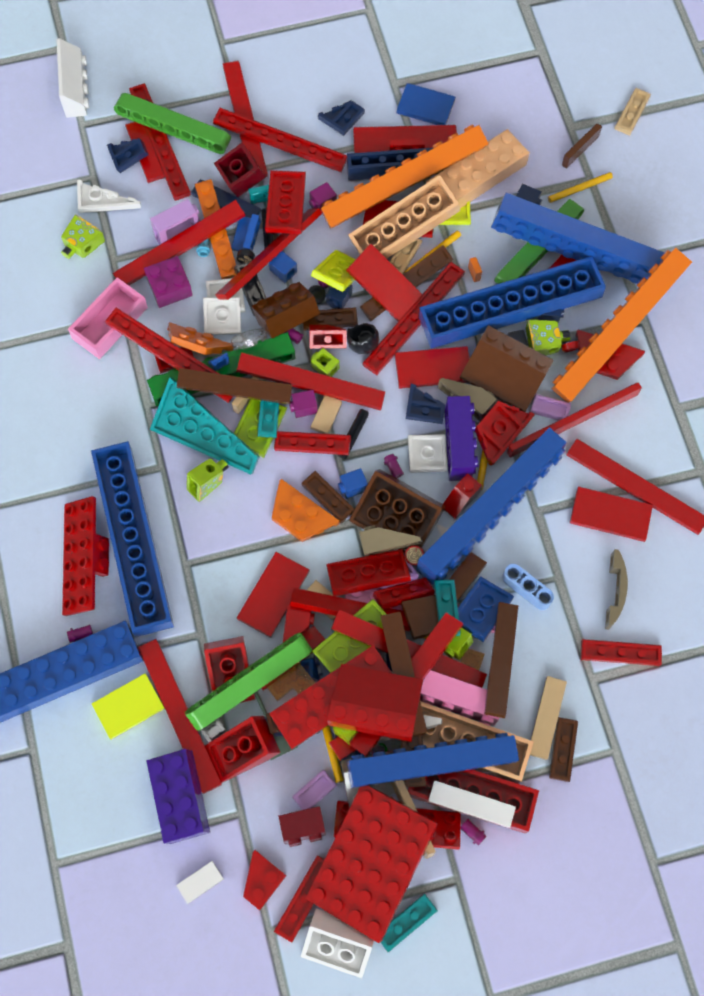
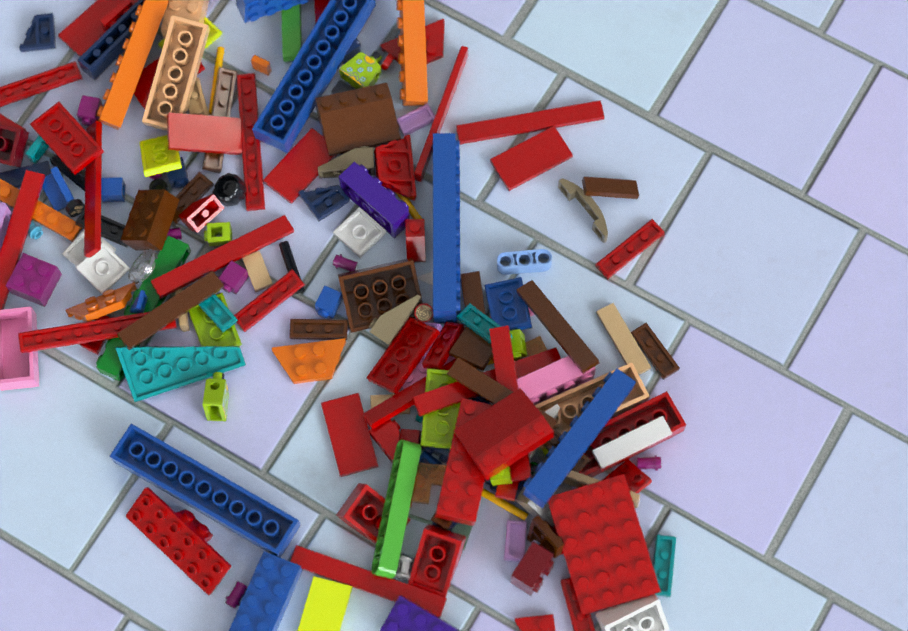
camera: 40 degrees left, 0 degrees up
(333, 817) = (541, 532): none -> reddish brown wing
(650, 591) = (610, 187): none -> reddish brown tile

